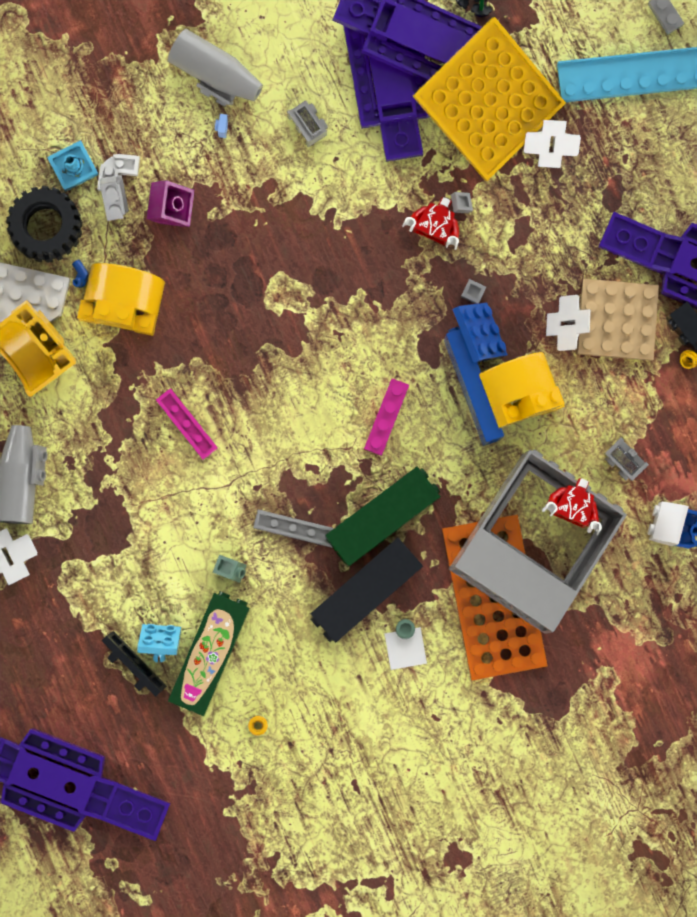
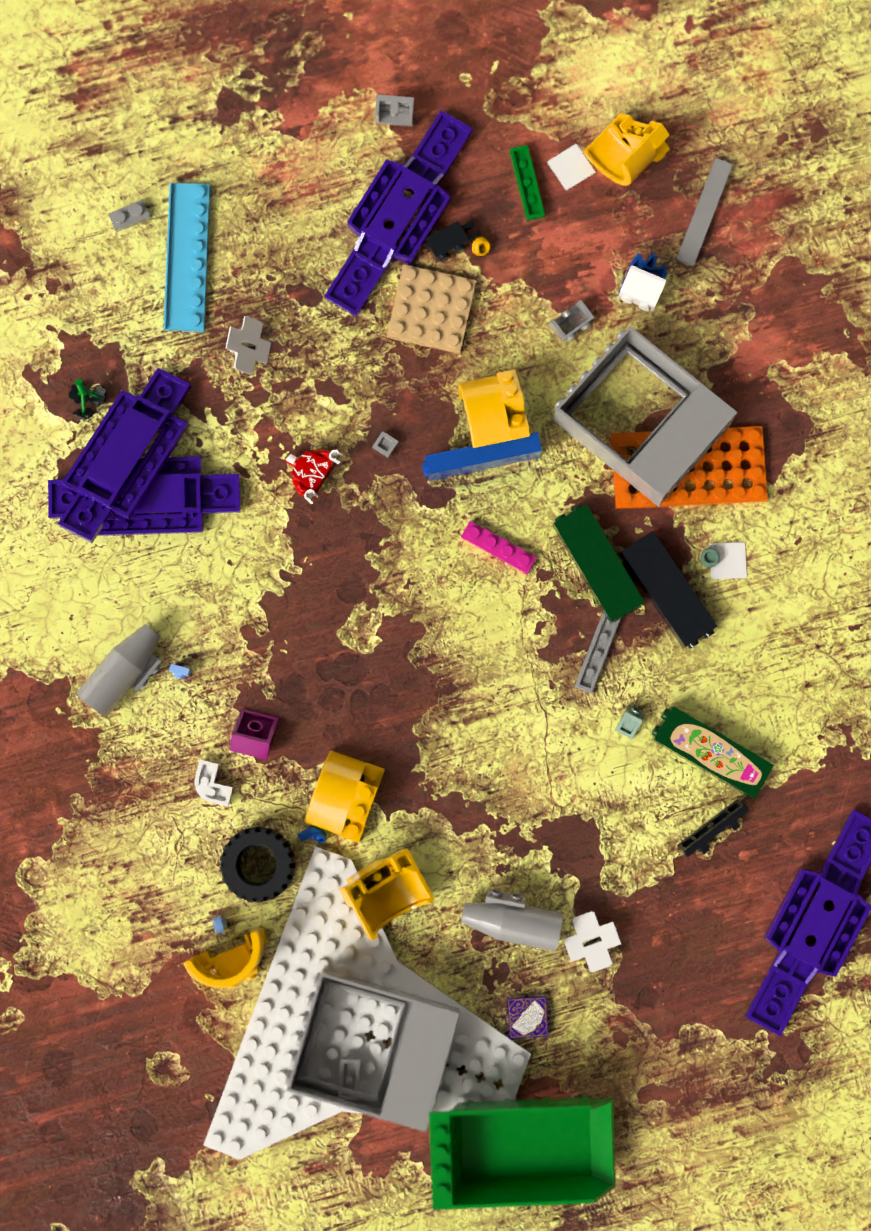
camera: 80 degrees left, 0 degrees up
(70, 159) = (205, 816): medium azure plate -> none
(114, 197) = (240, 789): light grey window -> none
(159, 640) = (694, 799): medium azure plate -> none
(186, 424) = (480, 746): dark pink plate -> none
(253, 730) = (792, 714): yellow plate -> none
(308, 123) = (189, 584): light grey window -> none
(461, 202) = (293, 443): light grey plate -> none
(480, 332) = (429, 442): blue plate -> none
(489, 98) = (194, 399): yellow plate -> none
(568, 313) = (419, 353): white piece -> none
(575, 506) = (618, 372): red torso -> none

